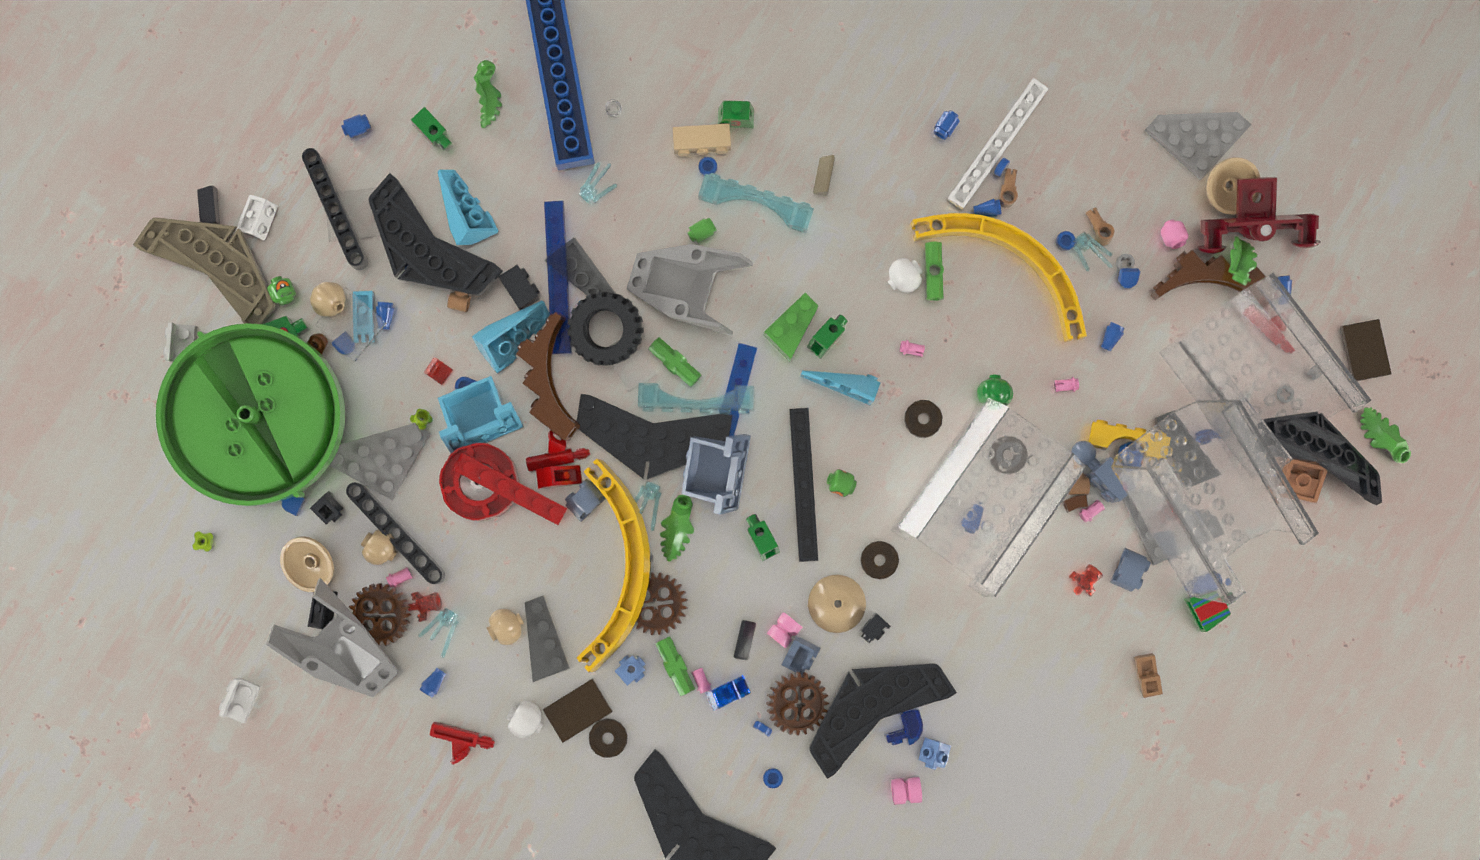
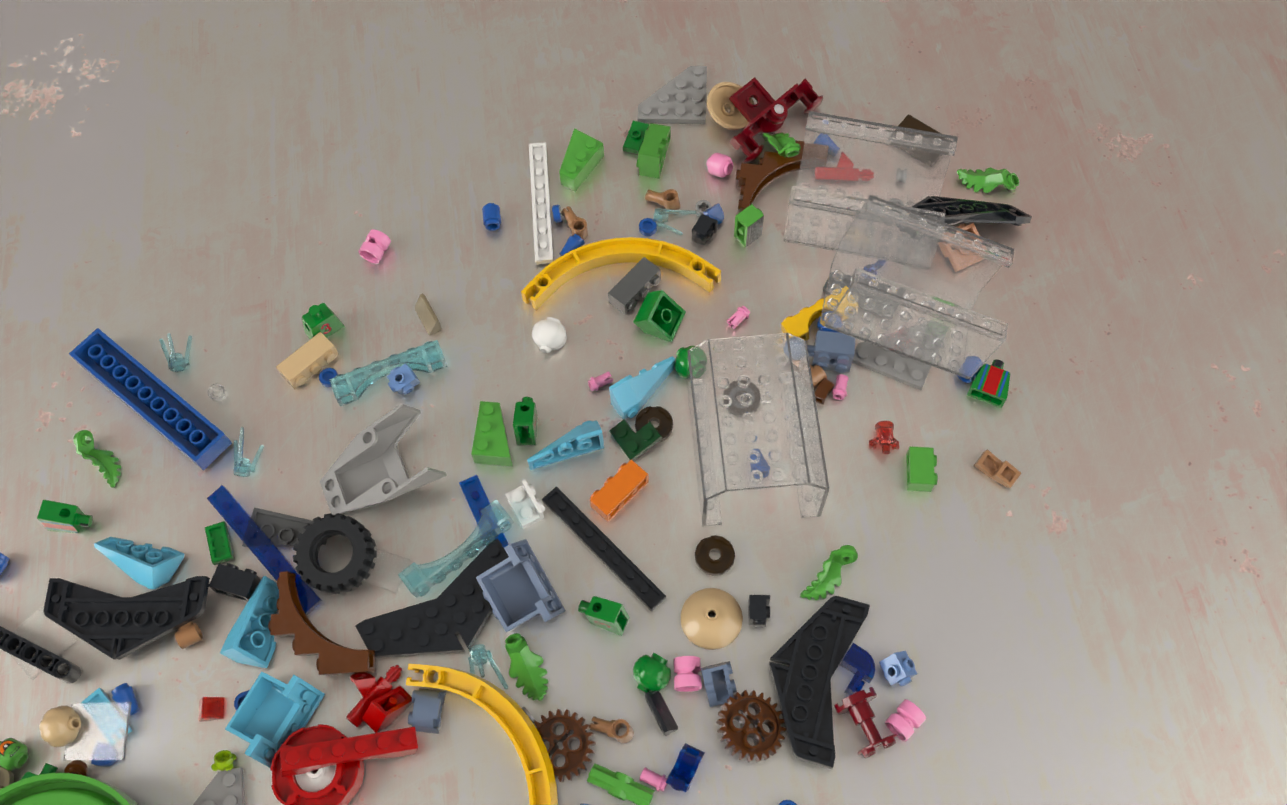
camera: 30 degrees left, 20 degrees down
(529, 243) = (219, 543): none -> green plate
(600, 54) = (176, 361): none -> clear light blue plant
(674, 362) = (417, 537): bright green piece -> none
(700, 622) = (612, 727): none -> medium nougat pin
(701, 230) = (359, 422): bright green brick -> none
(760, 607) = (651, 673): none -> green plant
(762, 728) = (741, 774): blue tile -> none
(767, 223) = (402, 379): none -> medium blue brick
(773, 403) = (525, 505): none -> white bracket
(831, 74) = (374, 246): none -> bright pink wheel
(841, 483) = (632, 520): bright green head -> none
(851, 450) = (619, 490): none -> orange brick
(879, 762) = (862, 715): none -> dark red piece
(893, 421) = (635, 443): none -> dark green plate
(925, 383) = (633, 392): none -> medium azure wedge
(934, 283) = (576, 323): bright green piece -> none
(951, 646) = (831, 574): none -> bright green plant
(1005, 331) = (659, 315): none -> green slope
(1008, 288) = (634, 285): none -> dark grey brick
(1063, 130) = (580, 159): none -> bright green wedge
(1090, 627) = (920, 469): none -> bright green brick
(1107, 284) = (704, 229): none -> black brick
(1112, 336) = (739, 259): blue cone -> none
(1129, 145) = (635, 137): none -> green plate
(1130, 570) = (909, 406): sand blue cylinder -> none
(1132, 172) = (653, 150): none -> bright green wedge
(1145, 313) = (748, 225): none -> bright green brick

